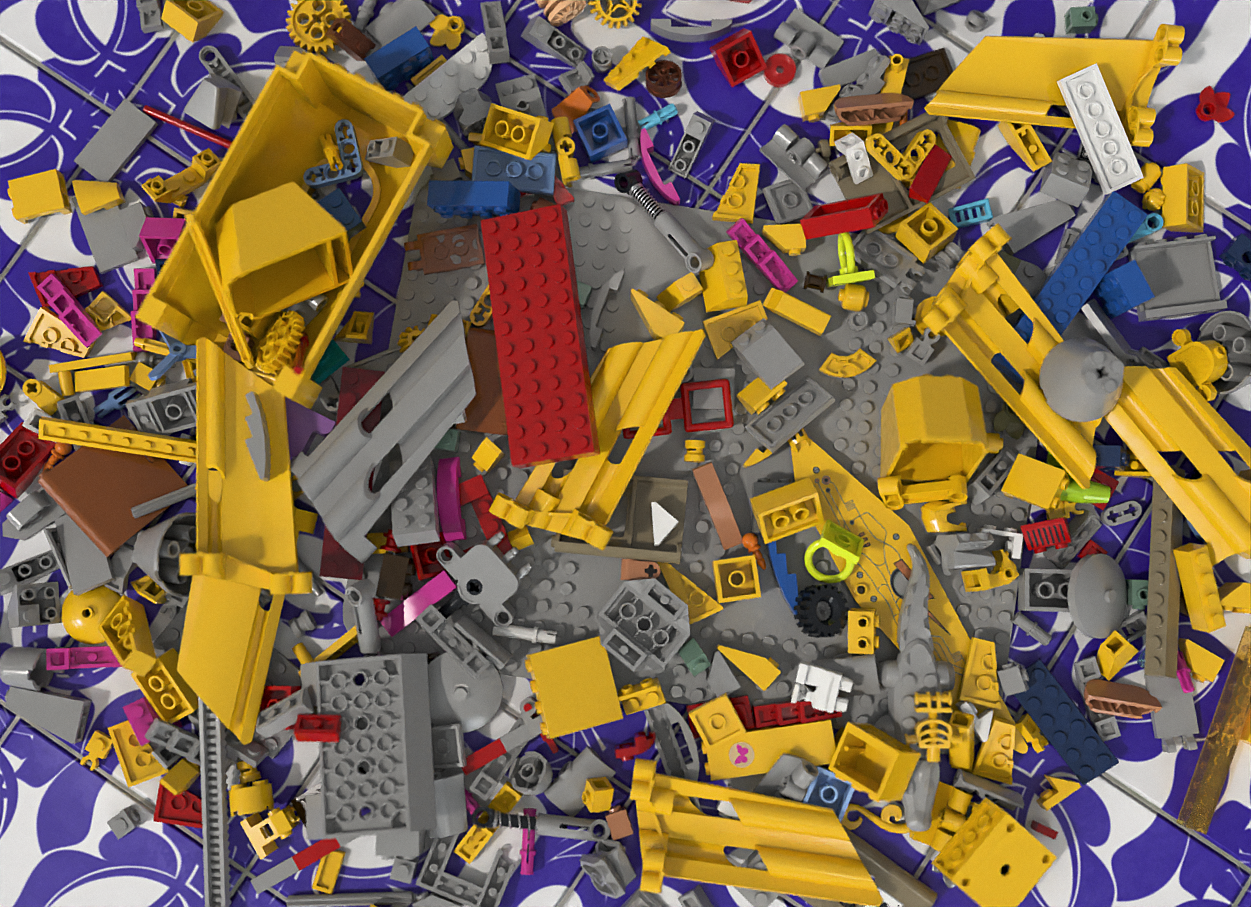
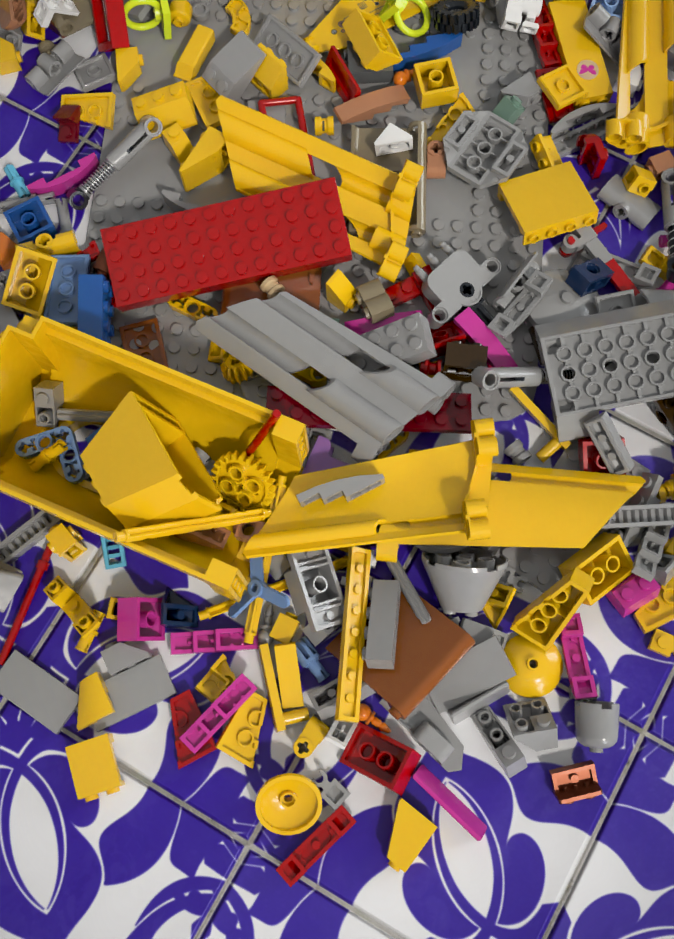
camera: 90 degrees left, 10 degrees down
(53, 711) = (636, 692): light grey slope -> none
(130, 469) = (383, 624): none -> light grey brick
(317, 728) = (621, 403): red slope -> none
(373, 190) = (83, 415): none -> light grey axle
(468, 488) = (374, 300): none -> dark tan brick
(489, 732) = (589, 276): none -> dark blue brick
(492, 382) = (271, 286): none -> tan wheel
(525, 633) = (503, 245): white pin -> none
(530, 774) = (629, 236): light grey cylinder -> none
(691, 144) = (40, 151): light grey slope -> none
(723, 172) = (69, 123): none -> dark red slope
(751, 475) = (345, 82): none -> red piece
(756, 667) = (512, 64): yellow slope -> none
(762, 256) = (149, 80): dark pink slope -> none
(815, 281) = (167, 43): dark brown bush -> none

